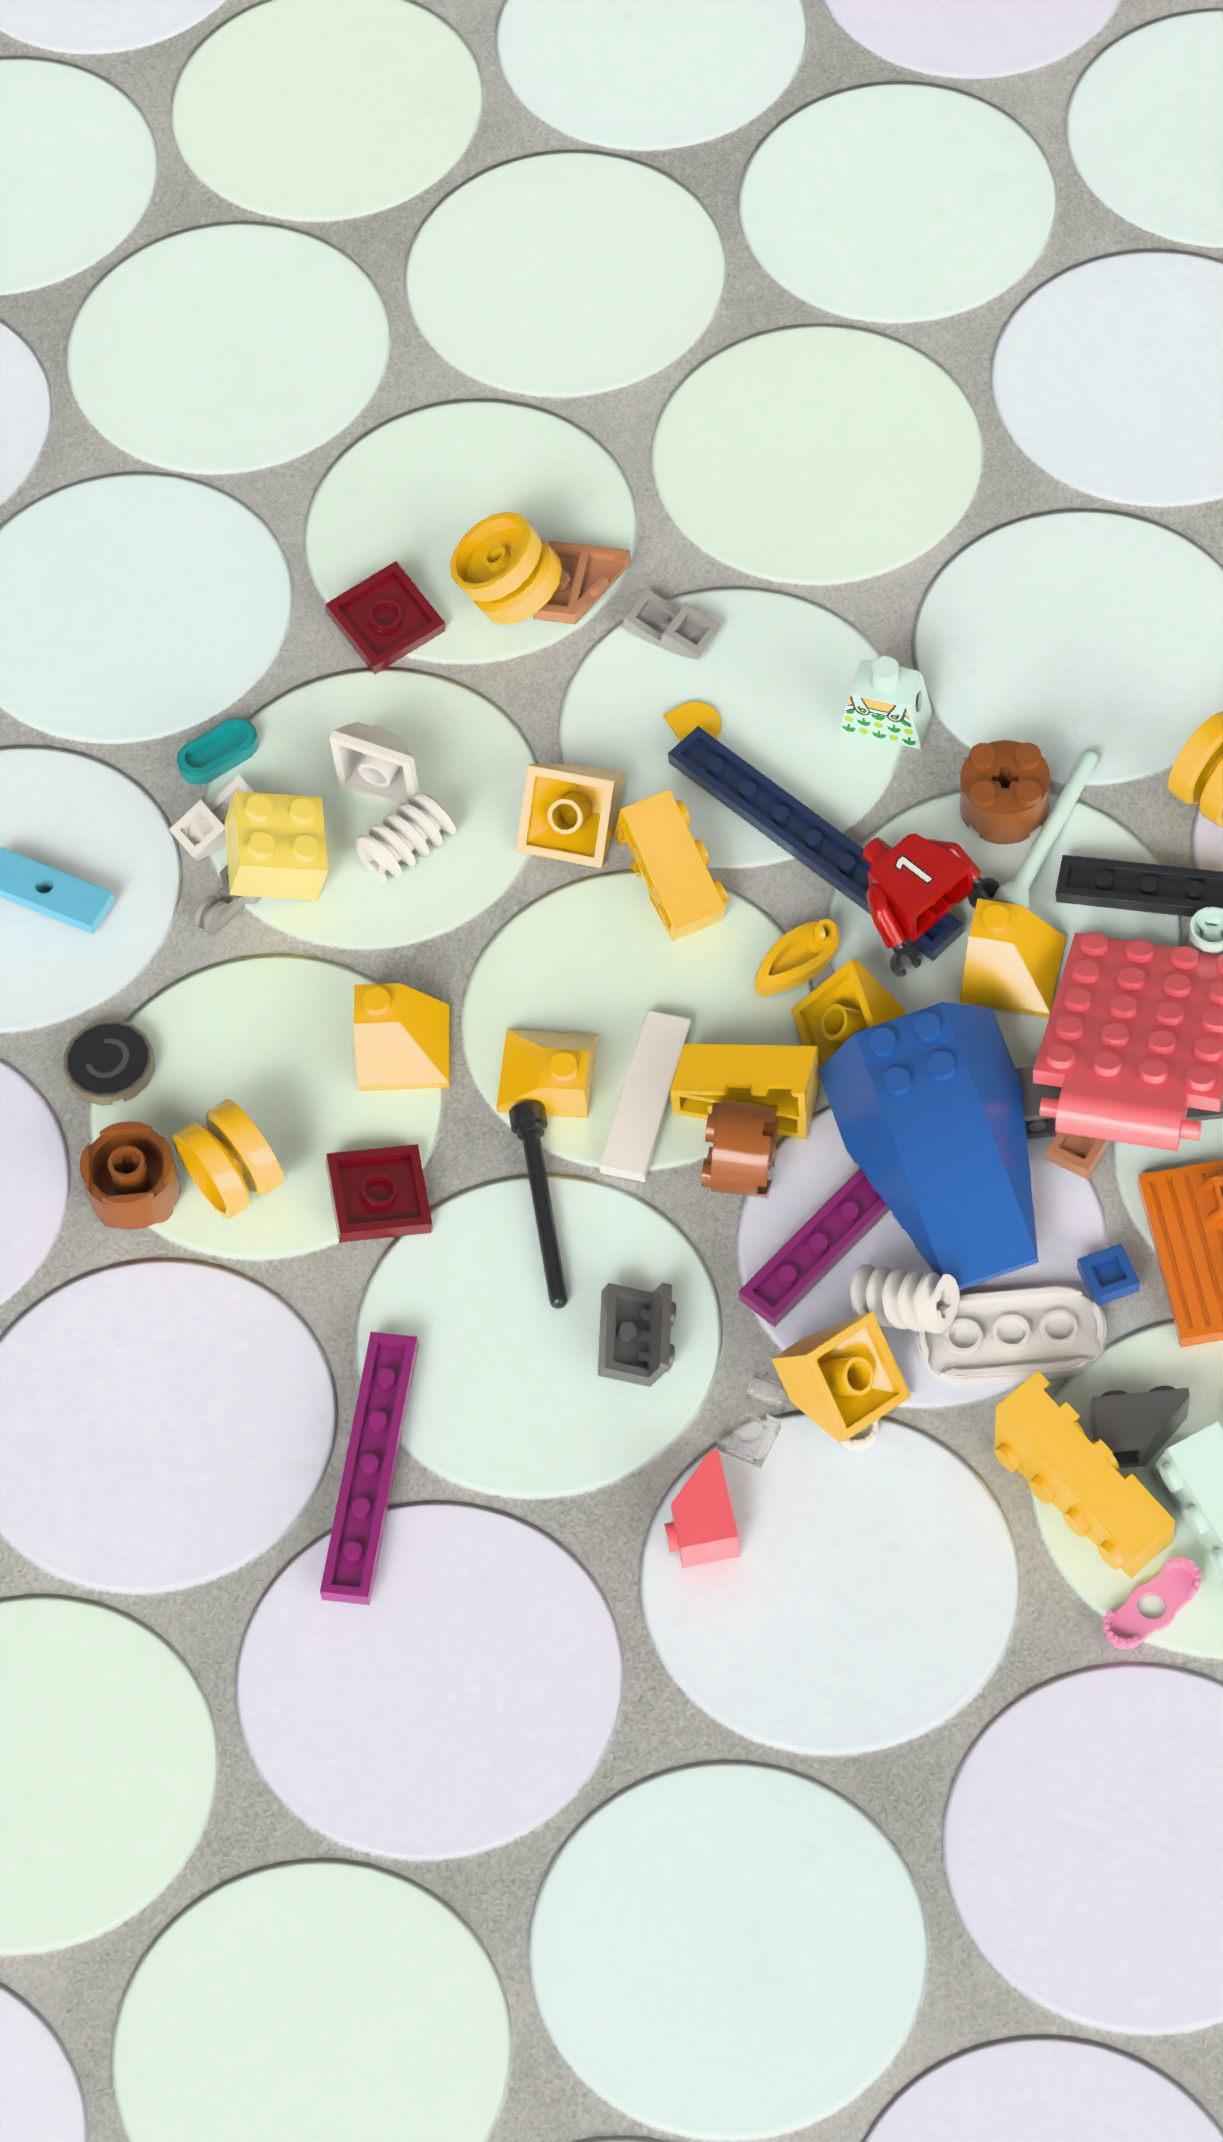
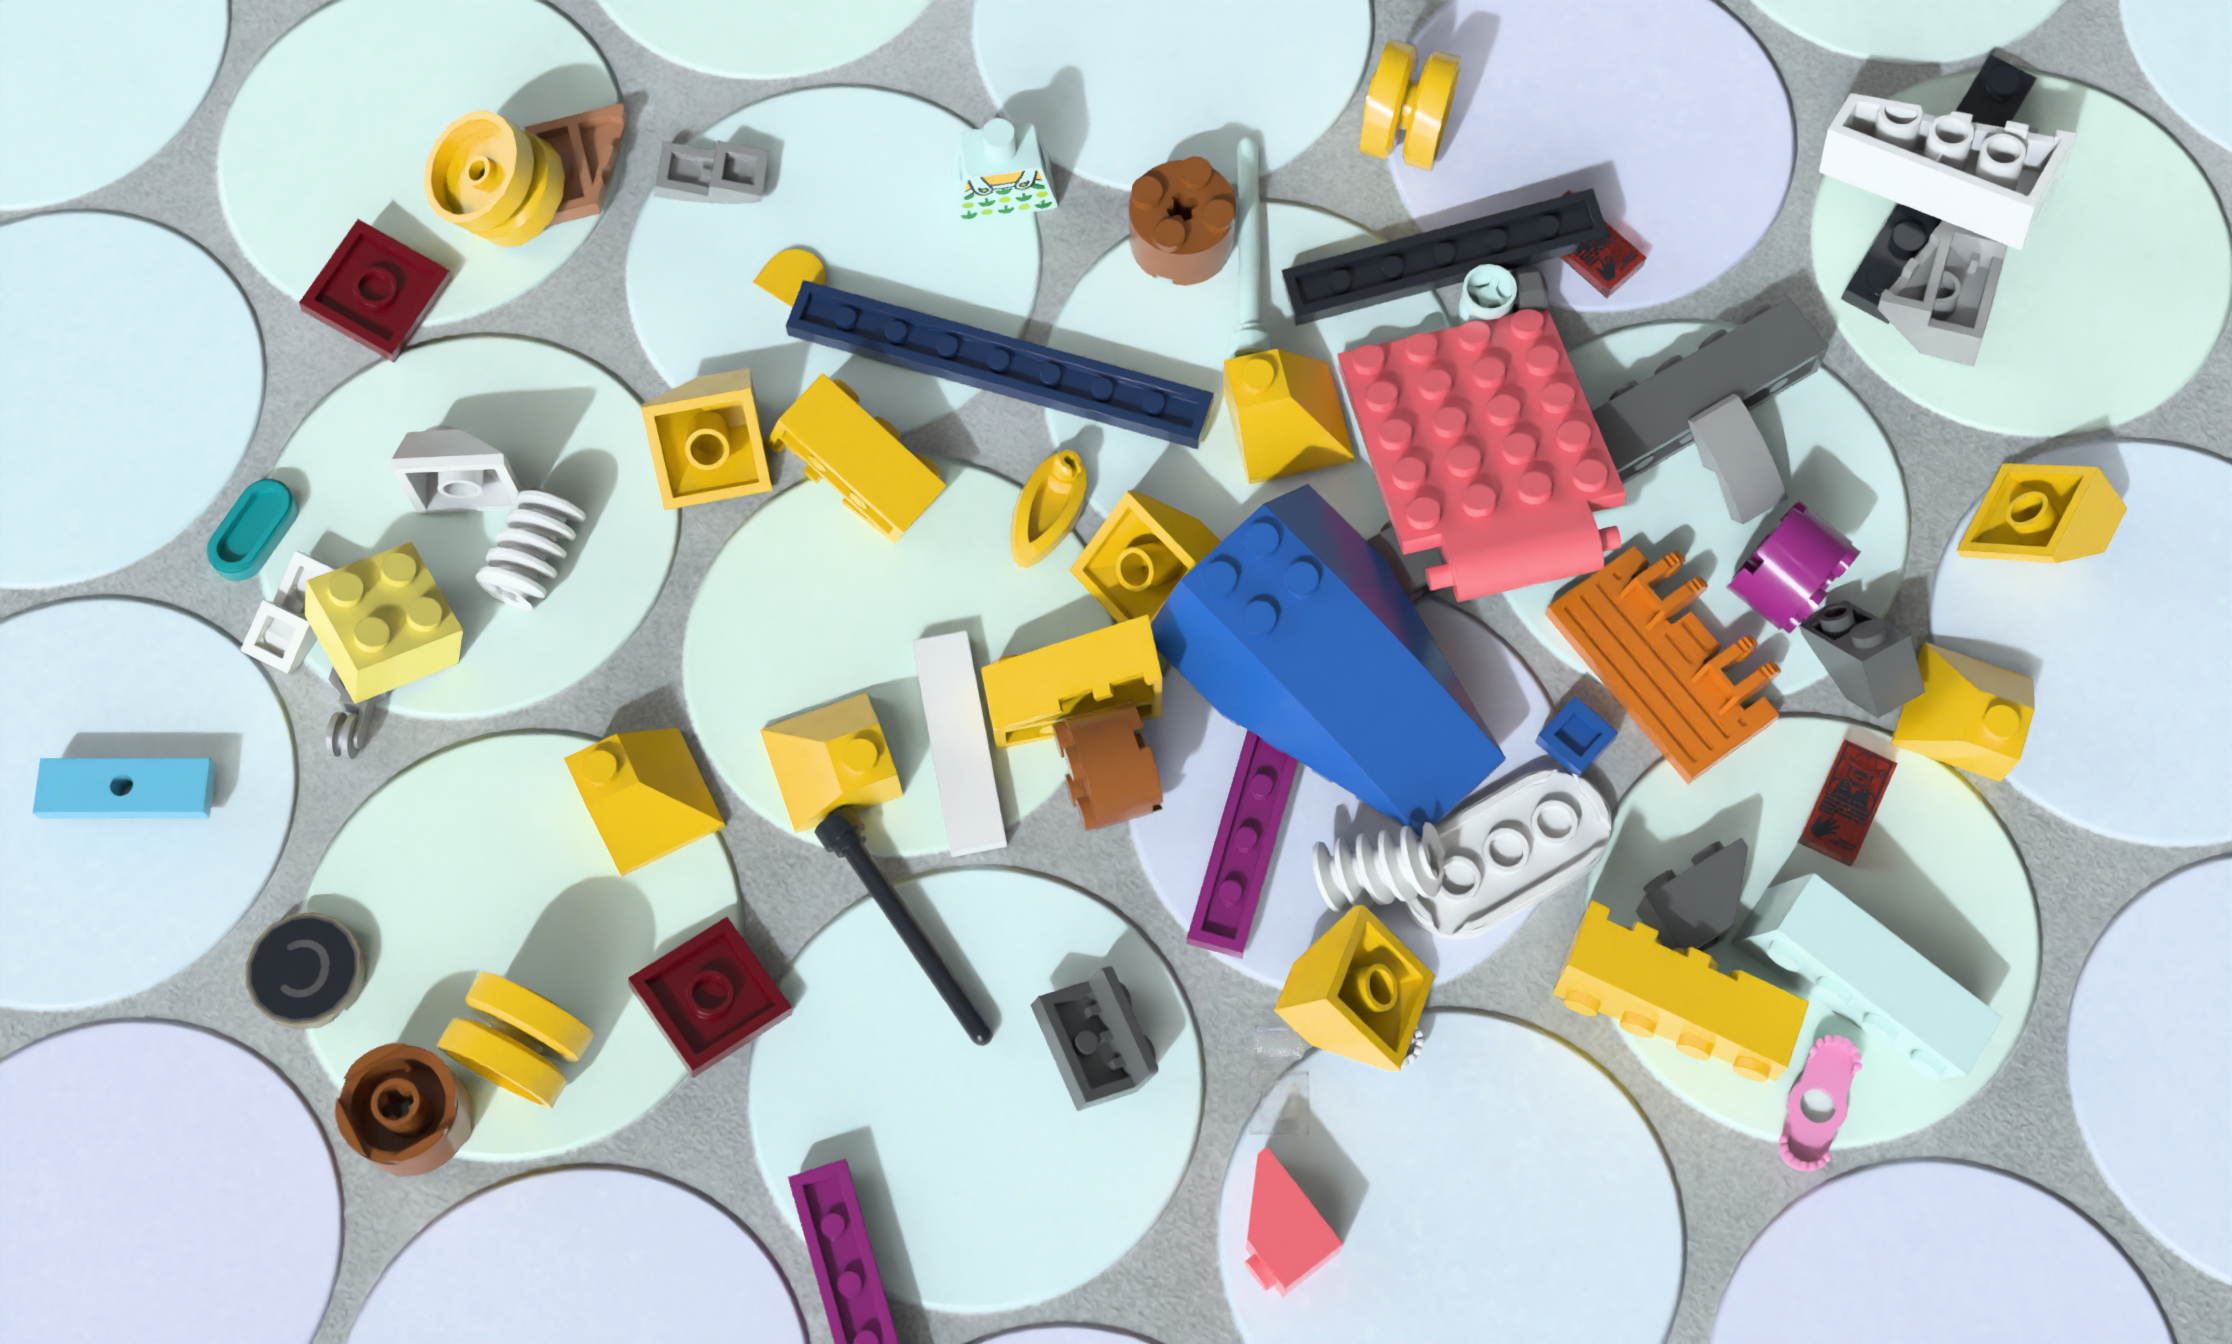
camera: 30 degrees left, 10 degrees up
(916, 888) = (1148, 376): red torso -> none
(1076, 1153) = (1472, 616): nougat tile -> none

